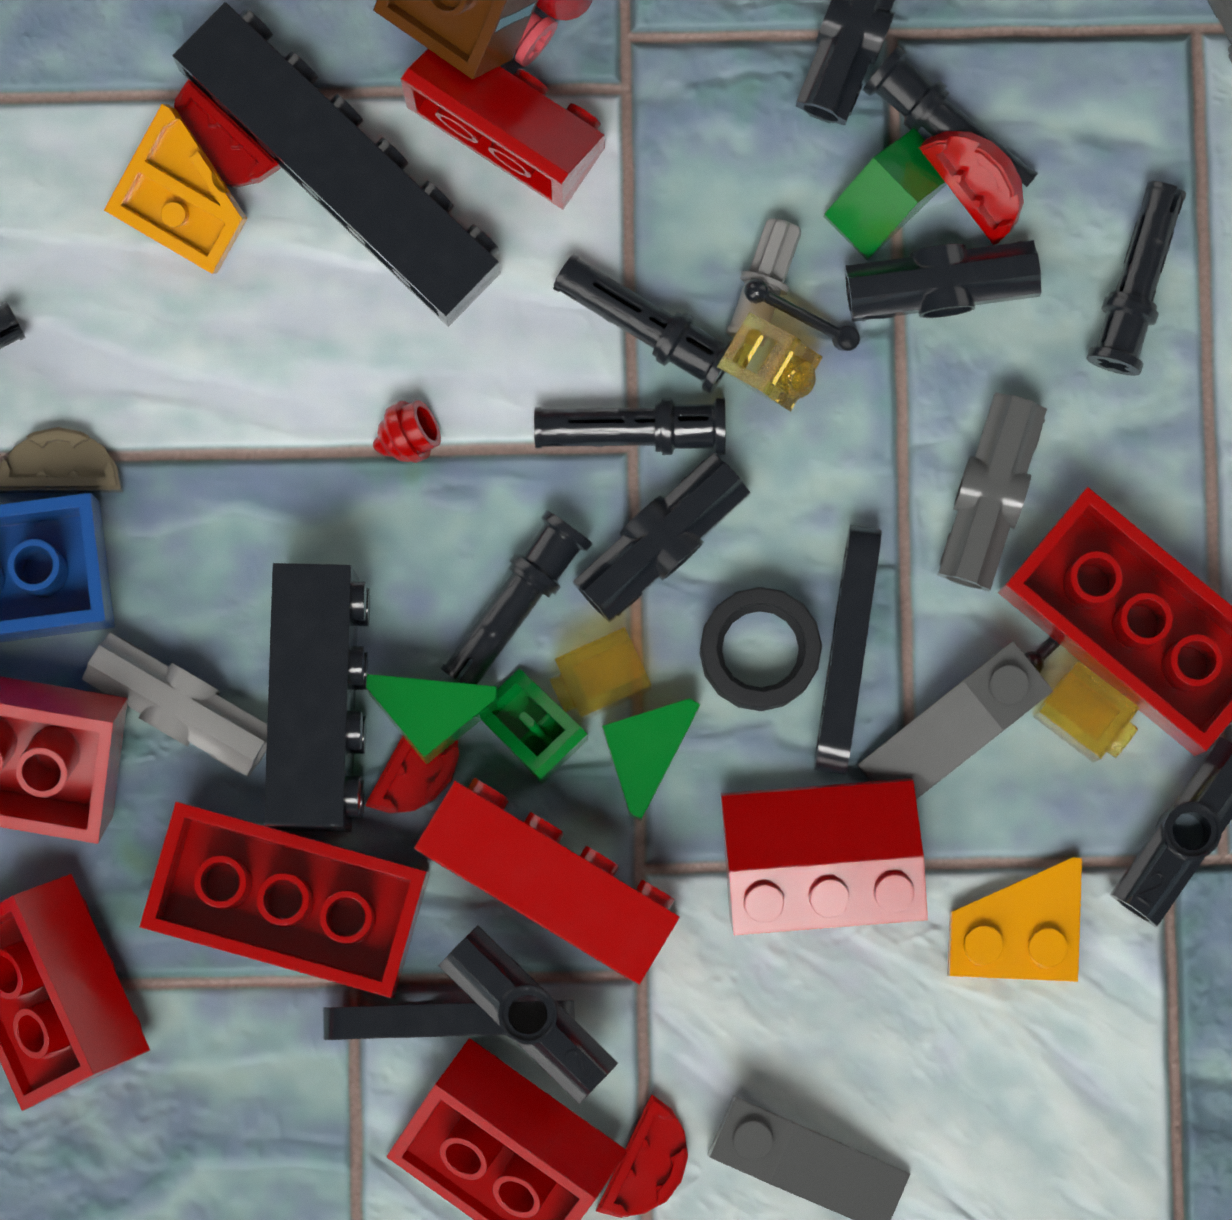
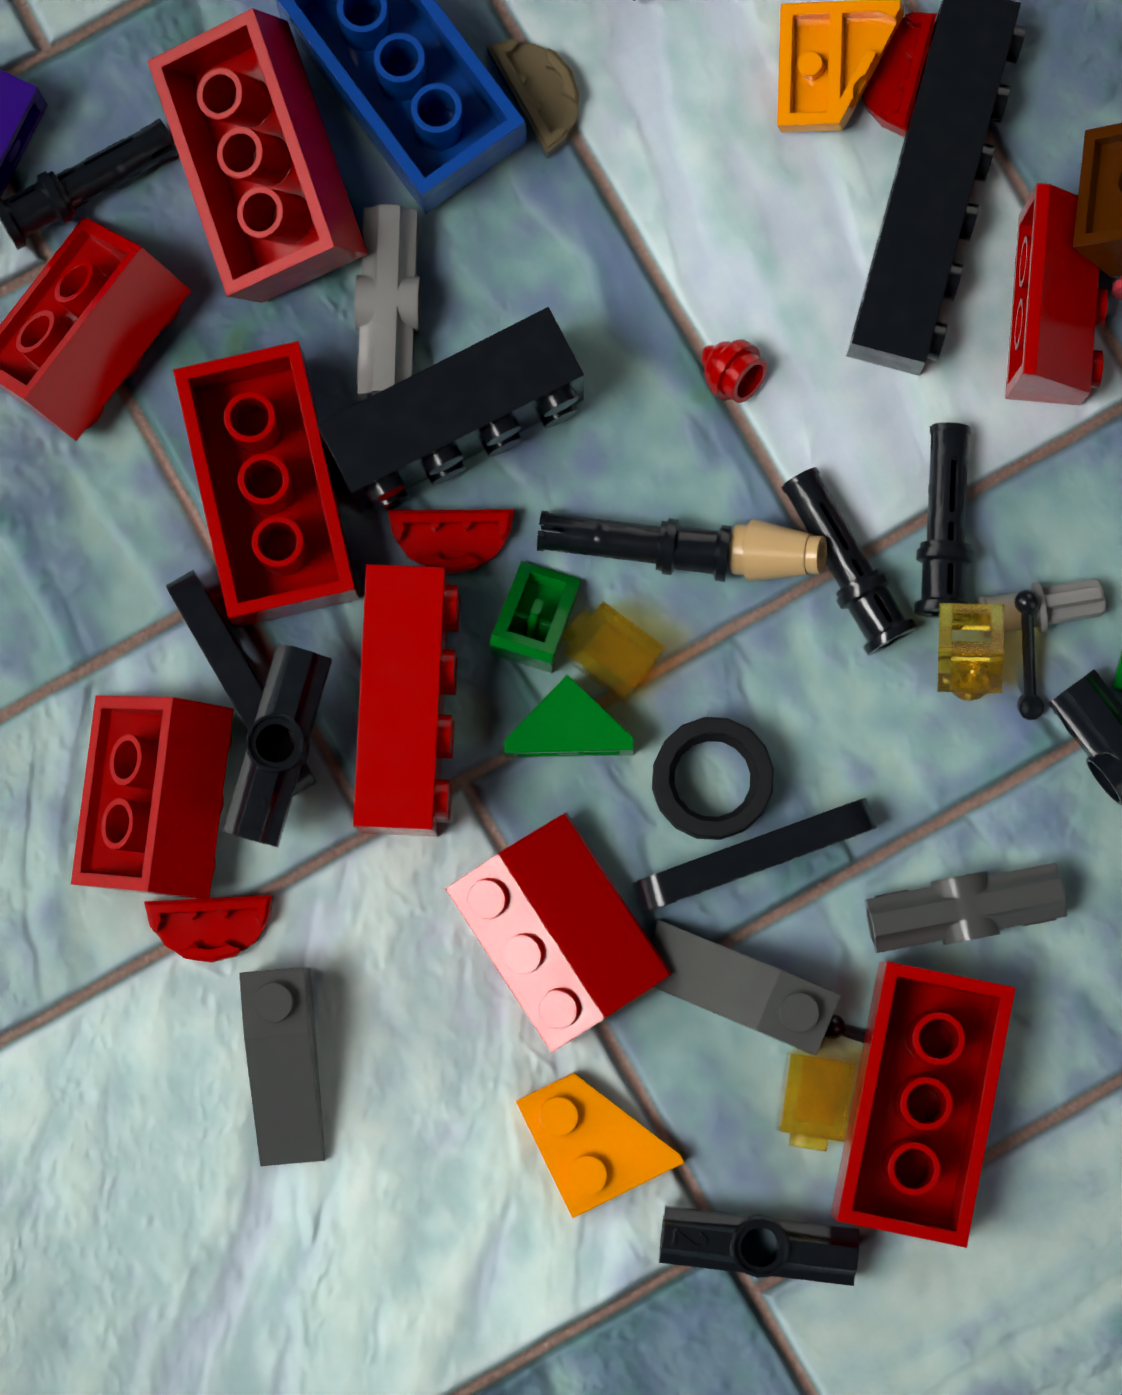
camera: 65 degrees right, 0 degrees up
(431, 711) = (497, 520): green slope -> none
(591, 484) = (774, 551): none -> tan cone
(661, 537) = (763, 639): black piece -> none

